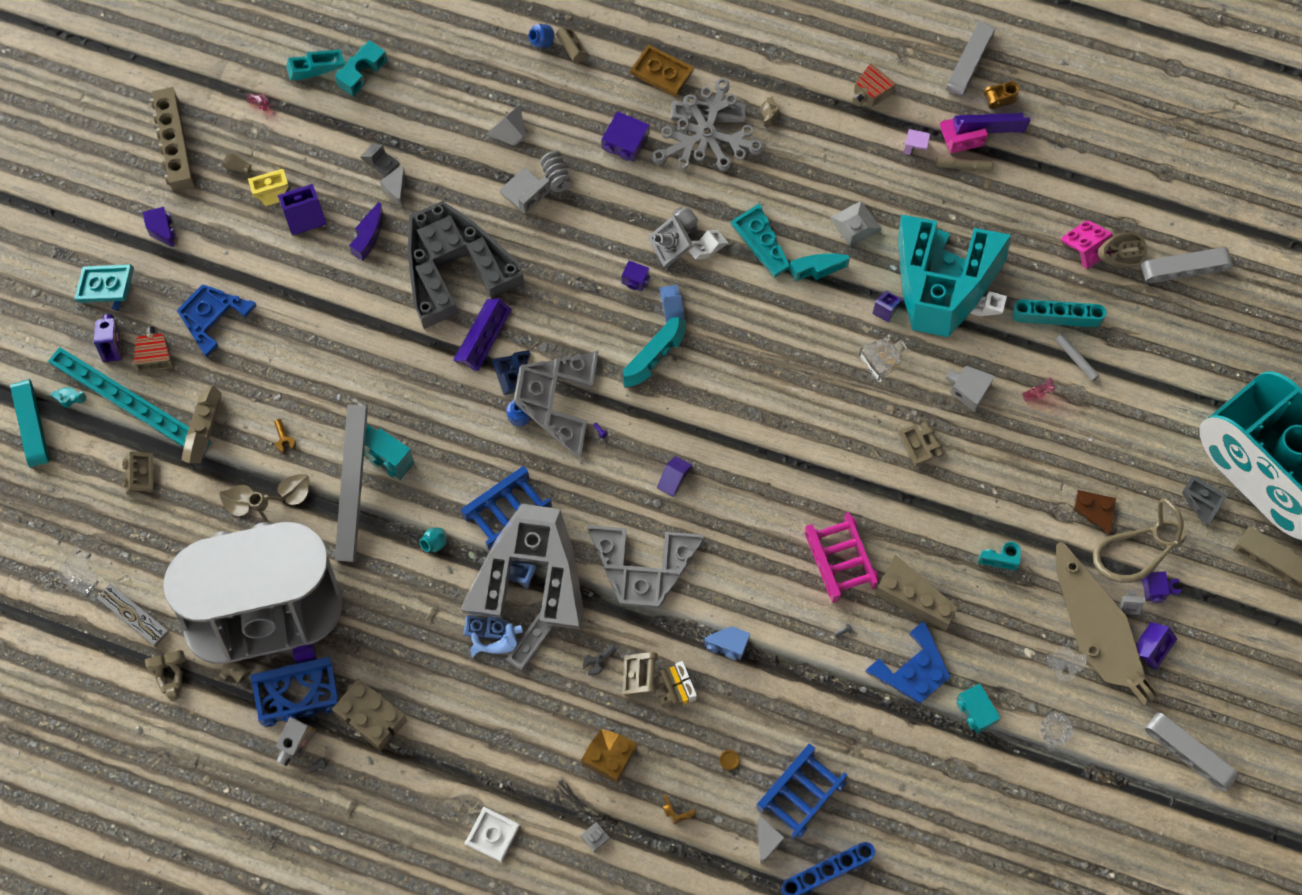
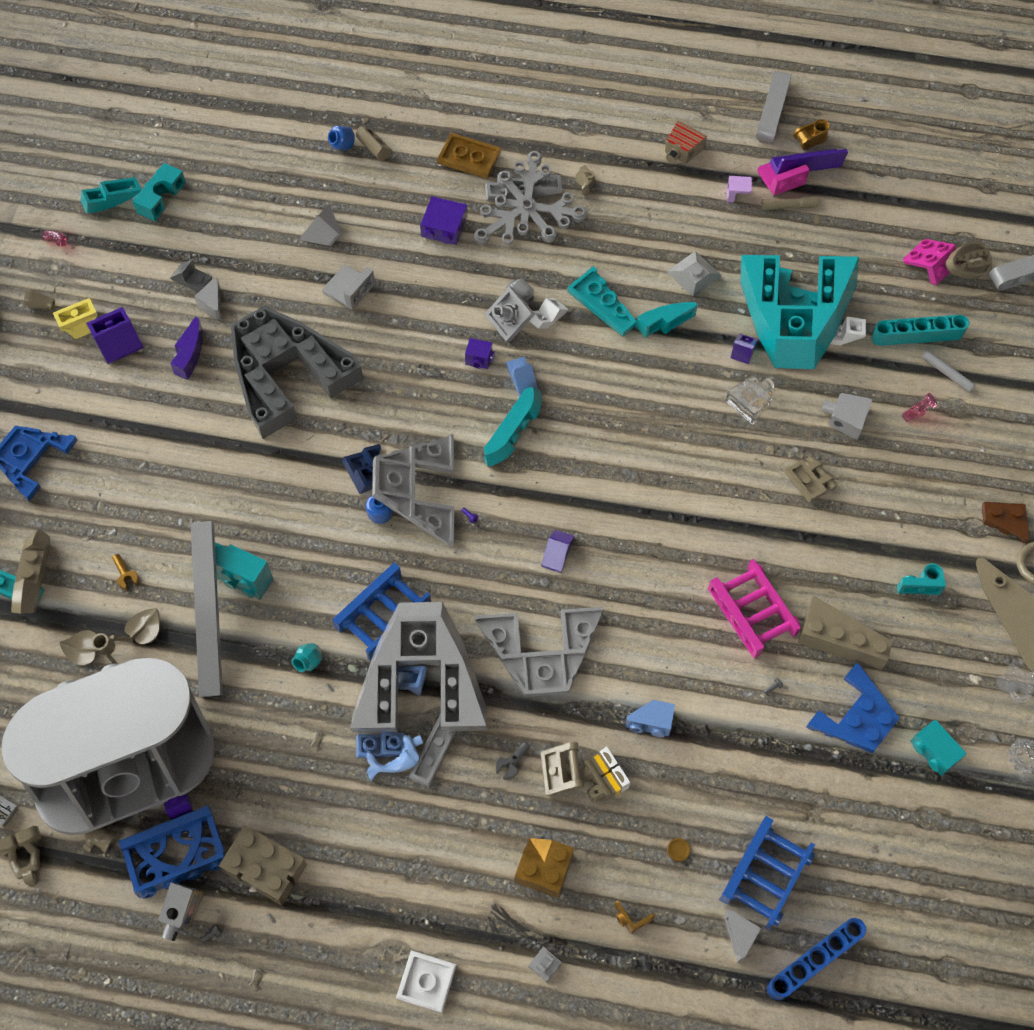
camera: 10 degrees left, 5 degrees down
(483, 333) = (327, 434): dark purple panel -> none
(555, 171) = (377, 260): light grey piece -> none

